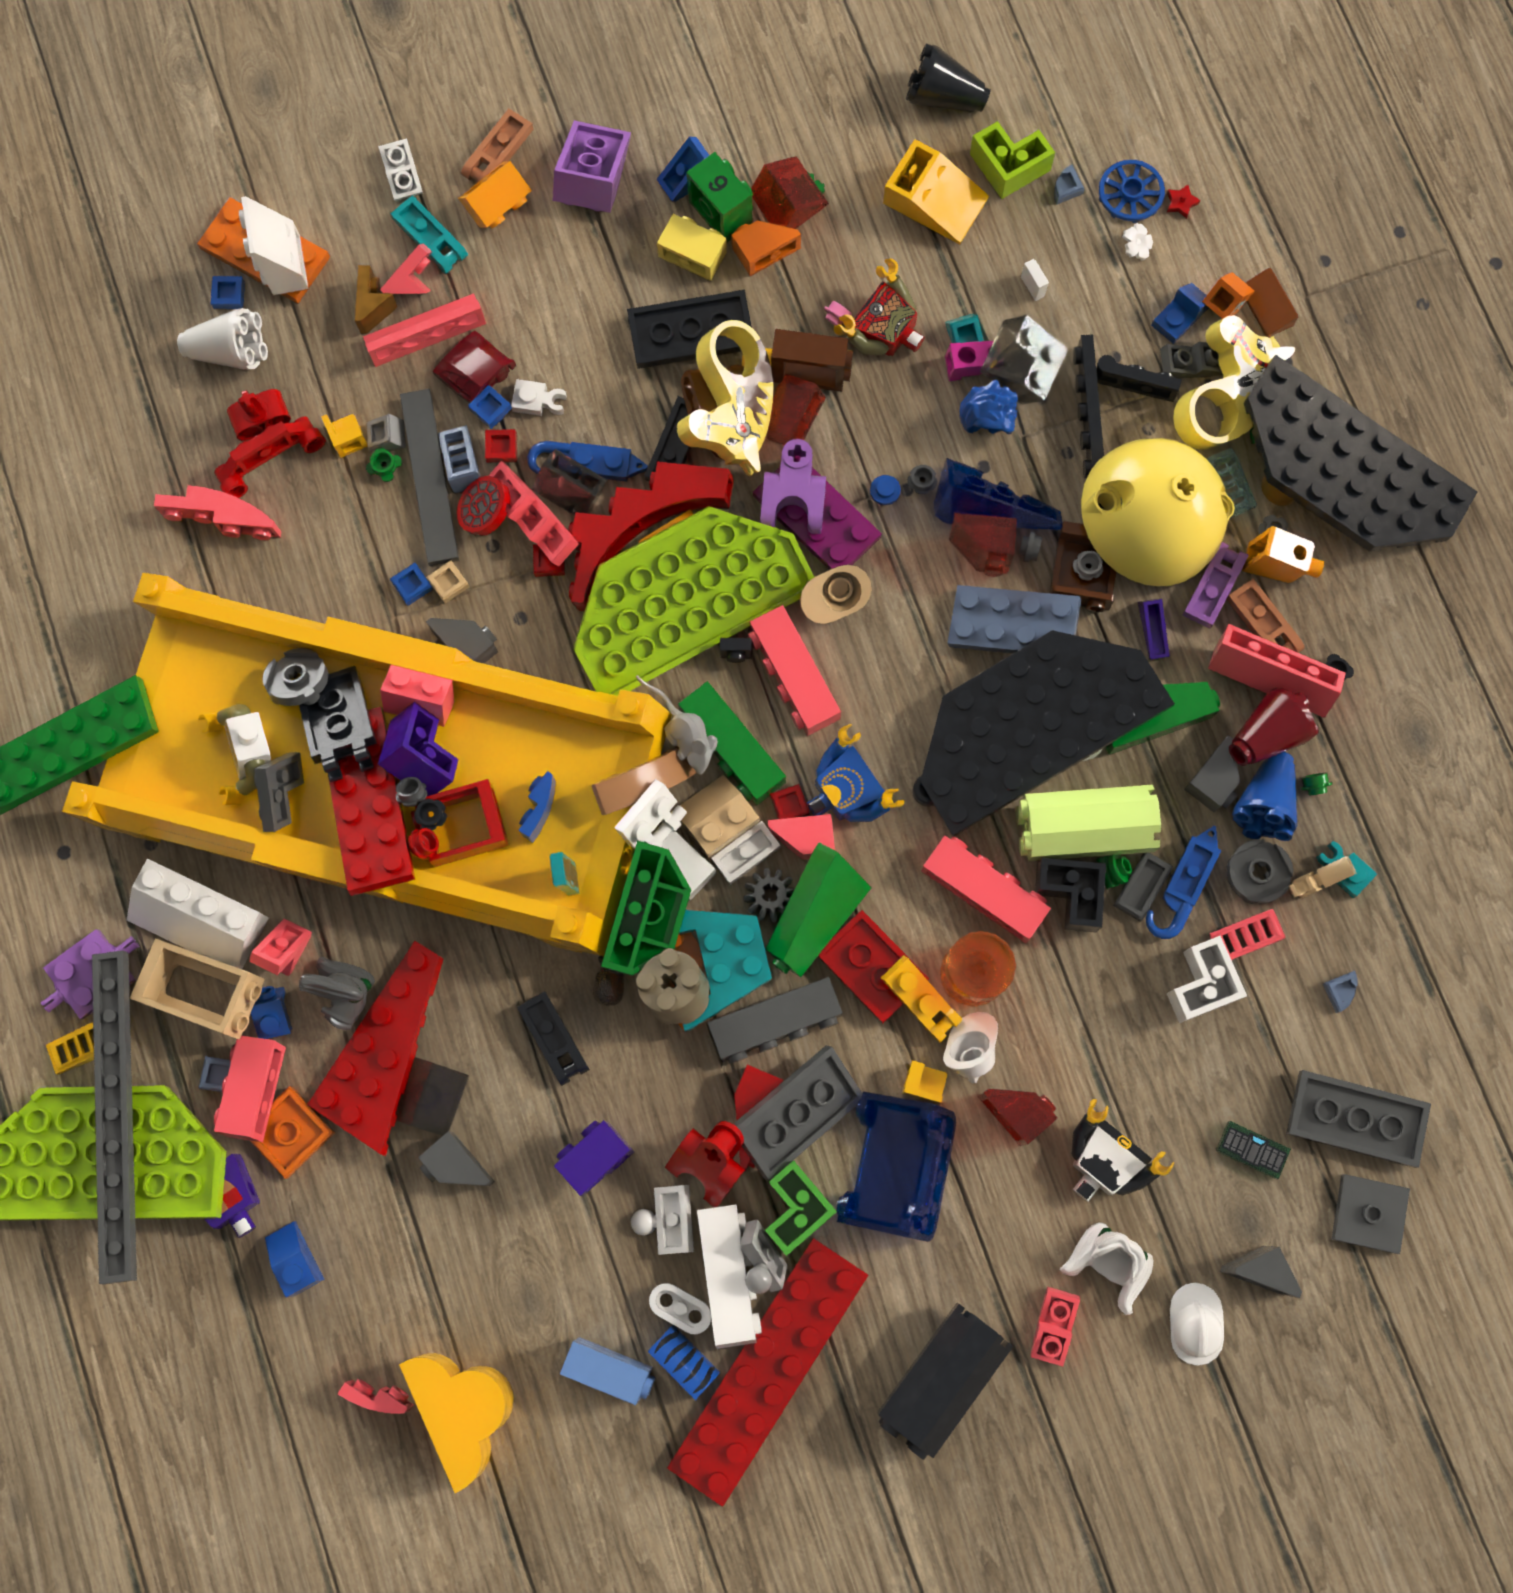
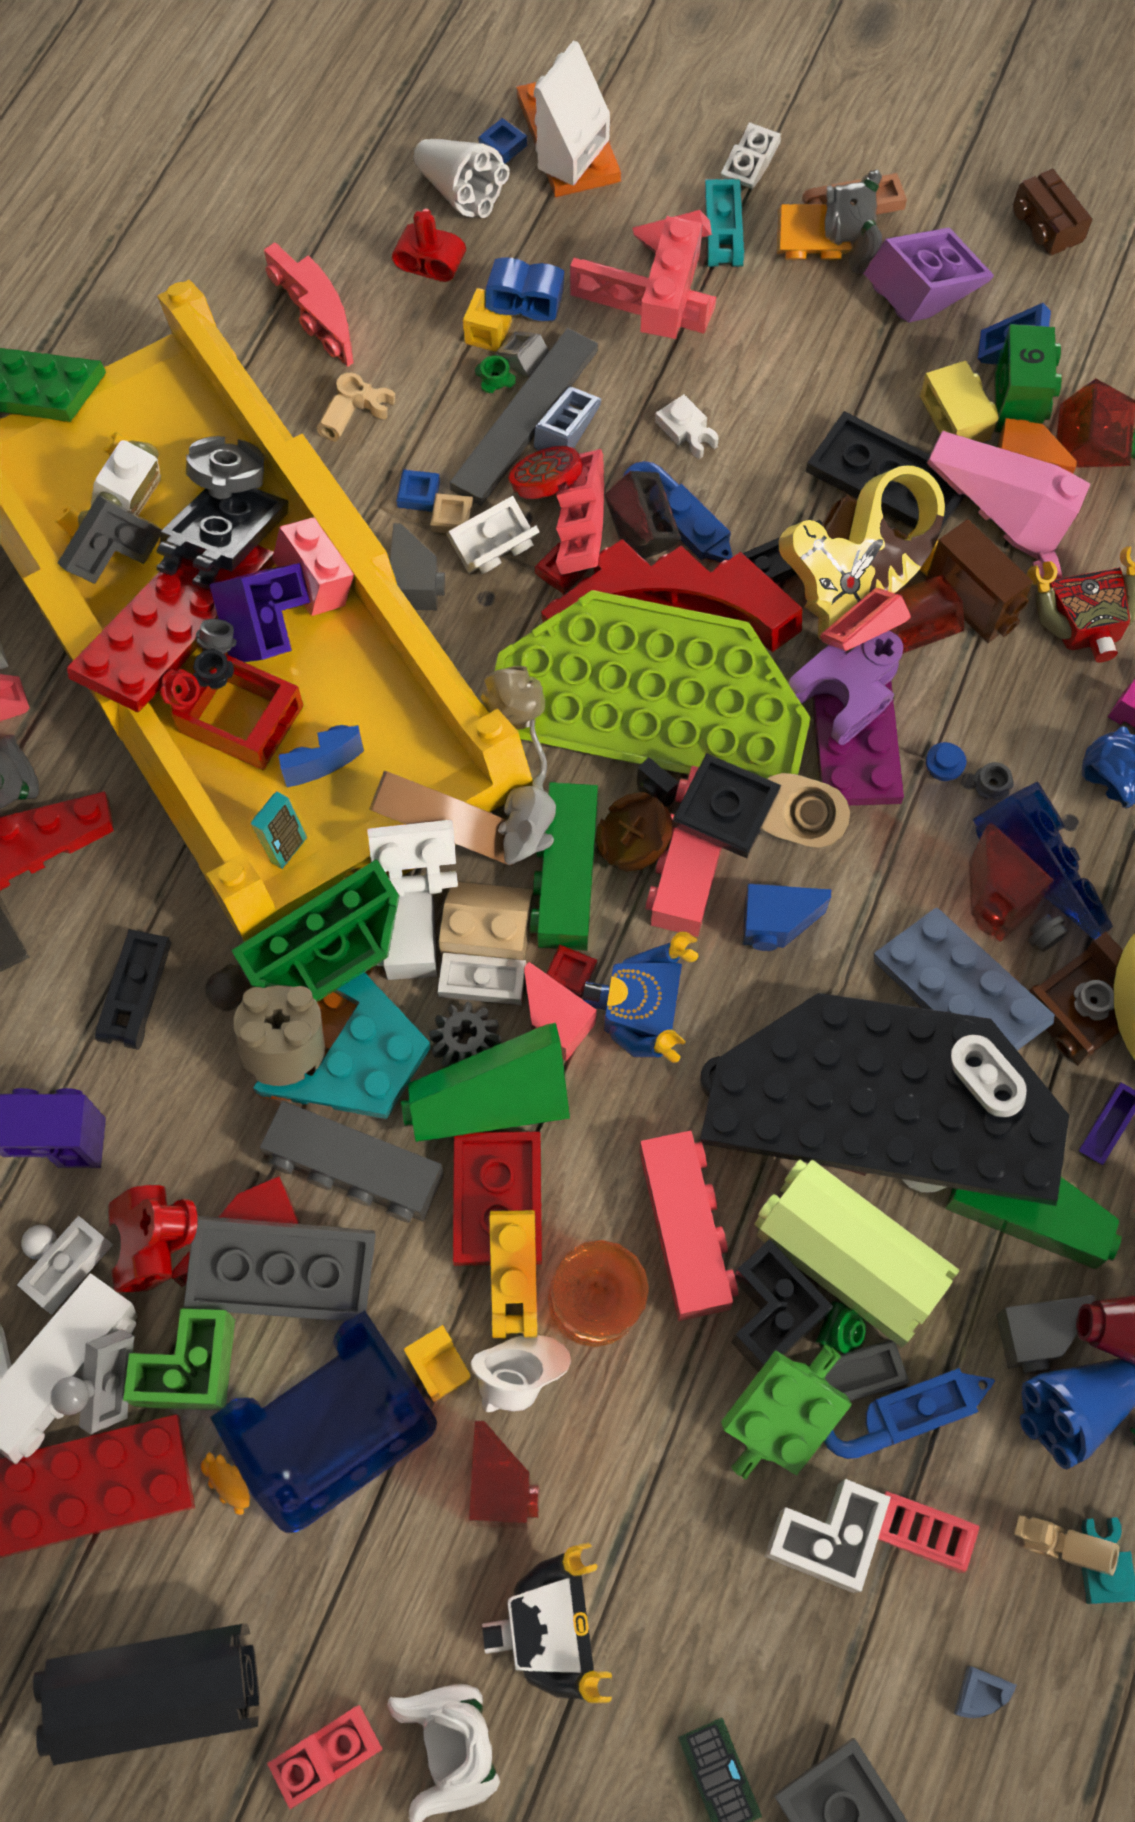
camera: 40 degrees right, 10 degrees down
(264, 447) = (404, 278): red plate -> none
(304, 556) = (352, 394): none -> tan bar
(348, 389) = (525, 289): none -> blue brick
(371, 304) = (614, 237): pearl gold slope -> none
(447, 310) = (671, 277): none -> coral brick
(473, 367) = (654, 360): dark red slope -> none
(490, 407) = (635, 396): blue tile -> none
(491, 576) = (491, 535): none -> white bracket
(501, 445) = (614, 437): red plate -> none
(524, 175) = (857, 221): none -> dark grey hair
(613, 670) = (515, 695): none -> dark tan head
(629, 58) = (1051, 212): none -> reddish brown brick
(752, 689) = (634, 832): none -> reddish brown tile
(777, 431) = (867, 619): none -> coral slope
(783, 279) = (1021, 494): none -> bright pink wedge
(794, 629) = (726, 805): none -> black plate
(875, 668) = (780, 914): none -> blue slope
(876, 1245) = (226, 1482): none -> light orange piece
(1082, 667) = (989, 1077): none -> white plate
(1129, 940) = (786, 1412): none -> bright green plate
(1252, 888) = (1024, 1461): dark grey plate -> none

